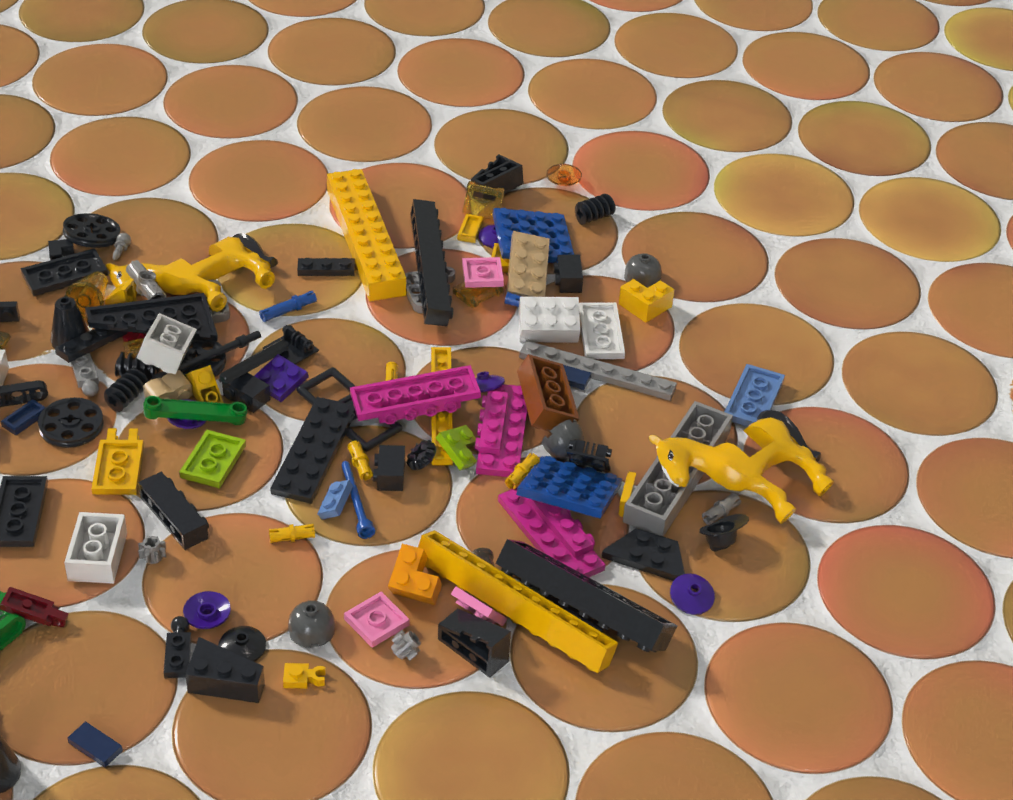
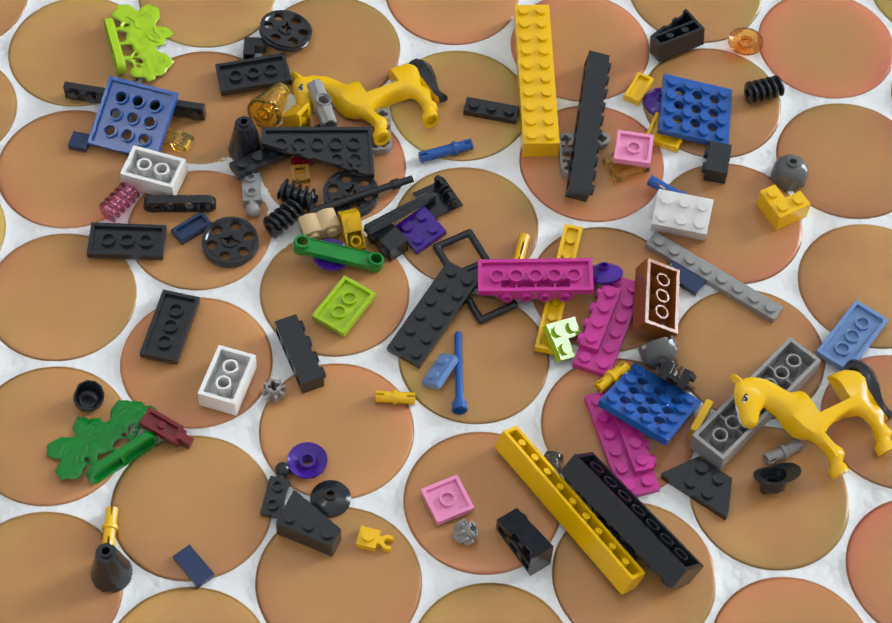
camera: 15 degrees right, 15 degrees up
(118, 464) = (262, 294): yellow tile -> none
(122, 242) = (312, 47): light grey bar -> none
(166, 344) = (325, 181): white brick -> none
(311, 624) = (391, 493): dark grey cylinder -> none
(360, 460) = (471, 334): yellow pin -> none
(390, 468) = (496, 348): black brick -> none
(410, 580) = (482, 467): light orange brick -> none
(421, 455) = (524, 346): black gear -> none
(477, 607) = (536, 509): bright pink plate -> none
(480, 206) = (654, 67): clear yellow plate -> none
(528, 265) = (678, 149): tan plate -> none
(601, 331) = (729, 233): white plate -> none
(688, 600) = (722, 540): dark purple dish -> none

